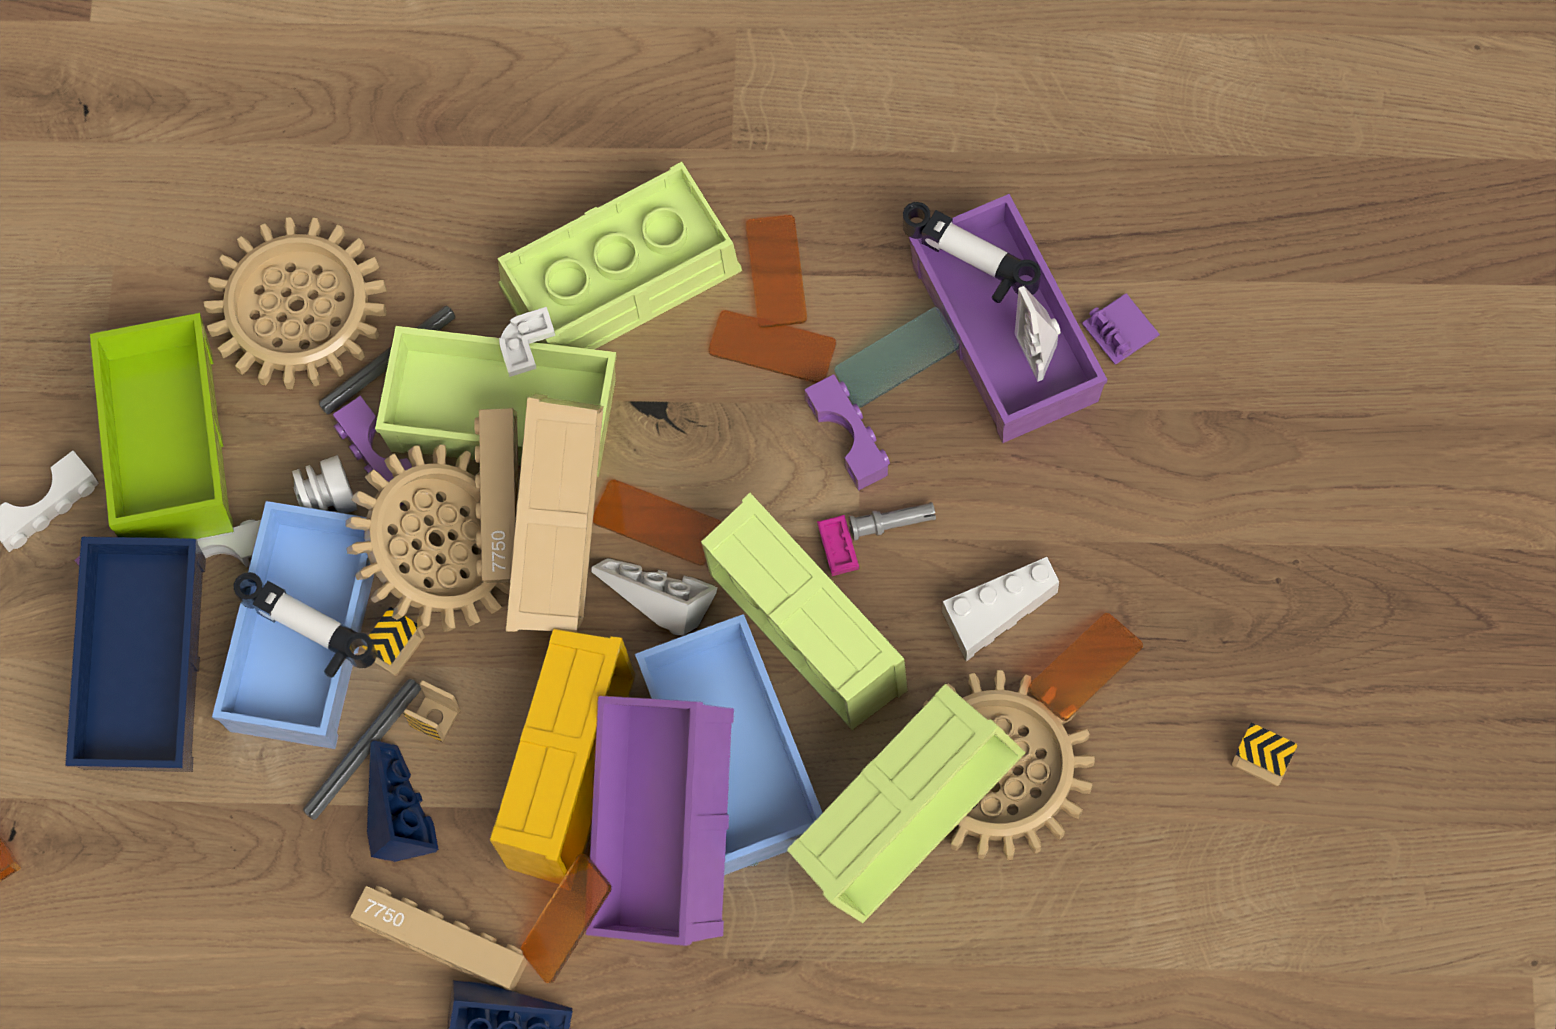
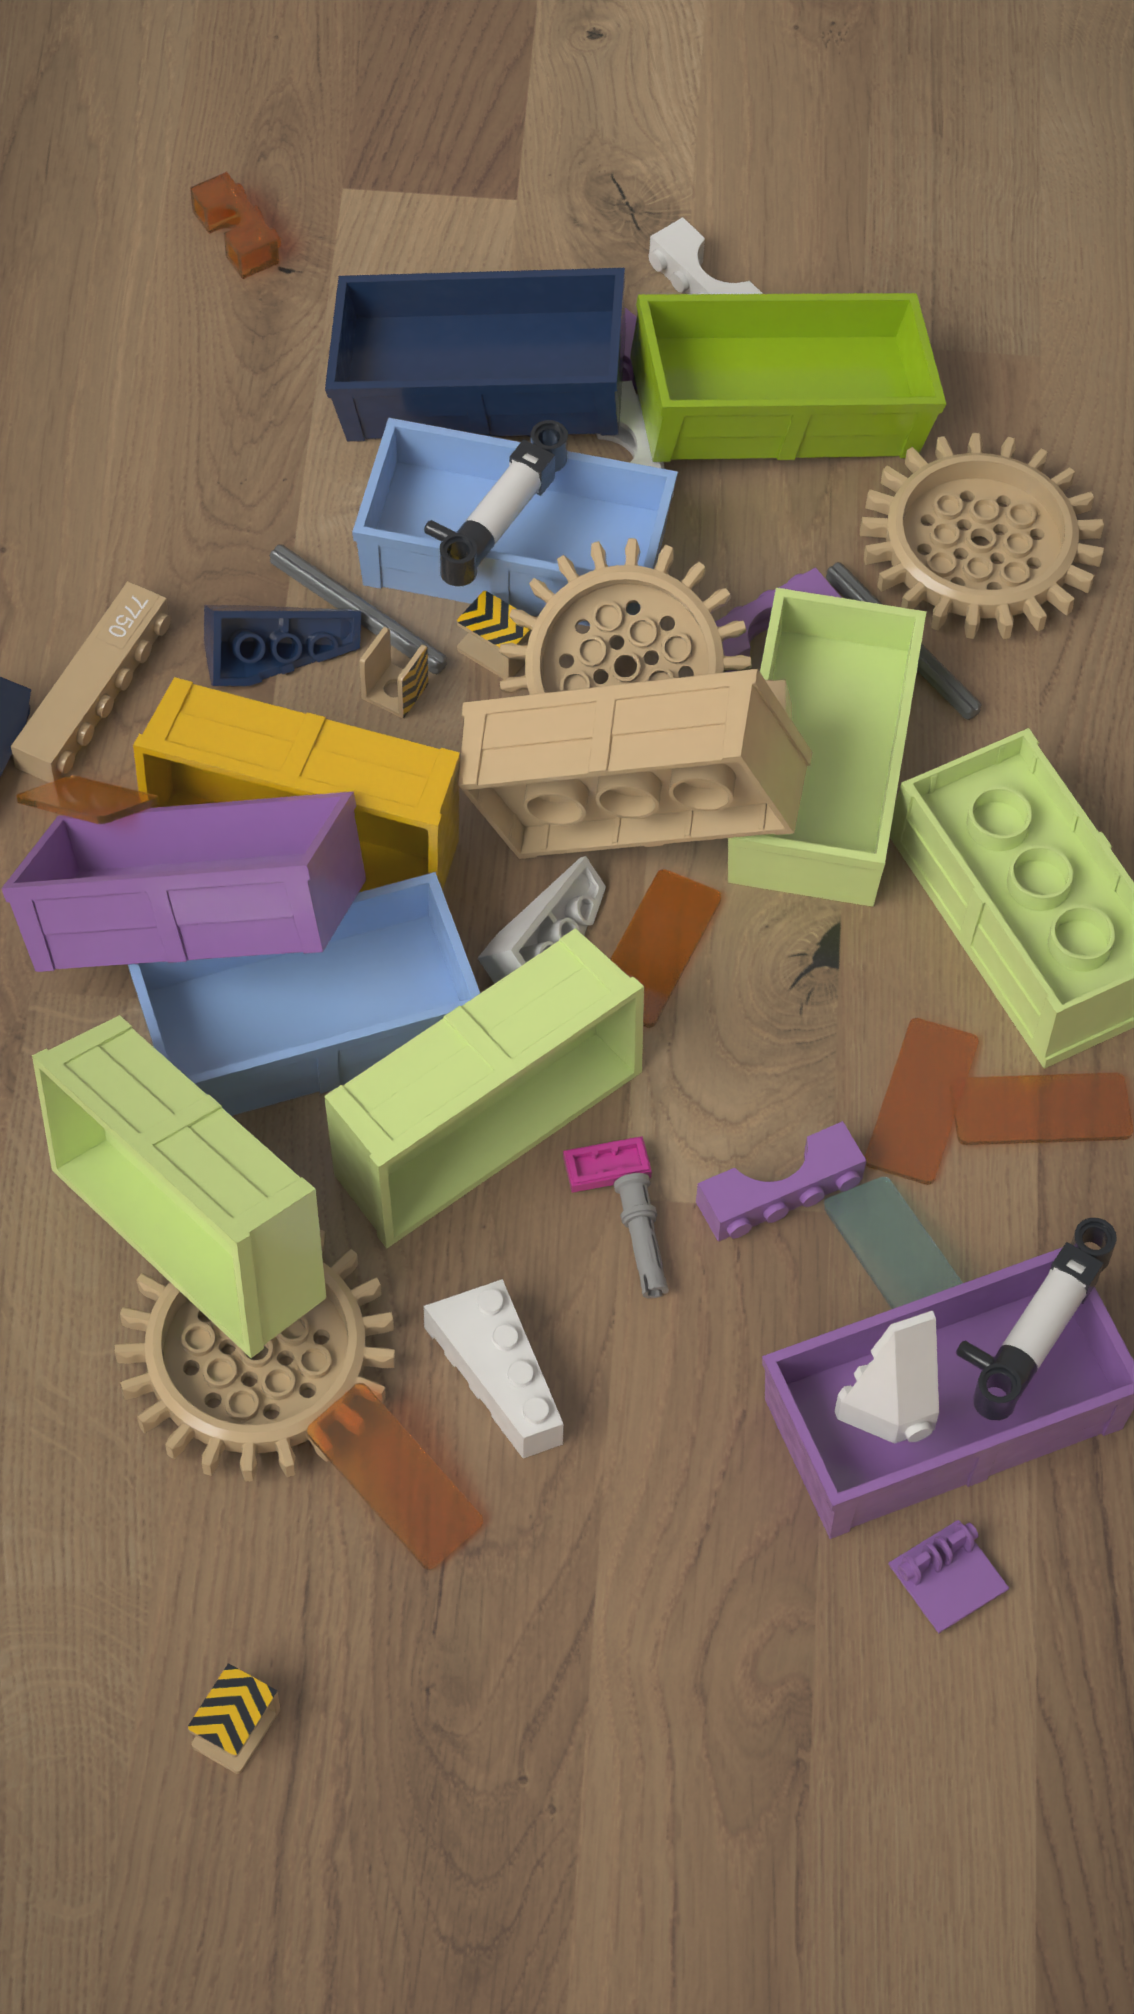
camera: 85 degrees right, 10 degrees down
(325, 489) = (712, 540): white wheel -> none
(519, 334) = (889, 739): white plate -> none

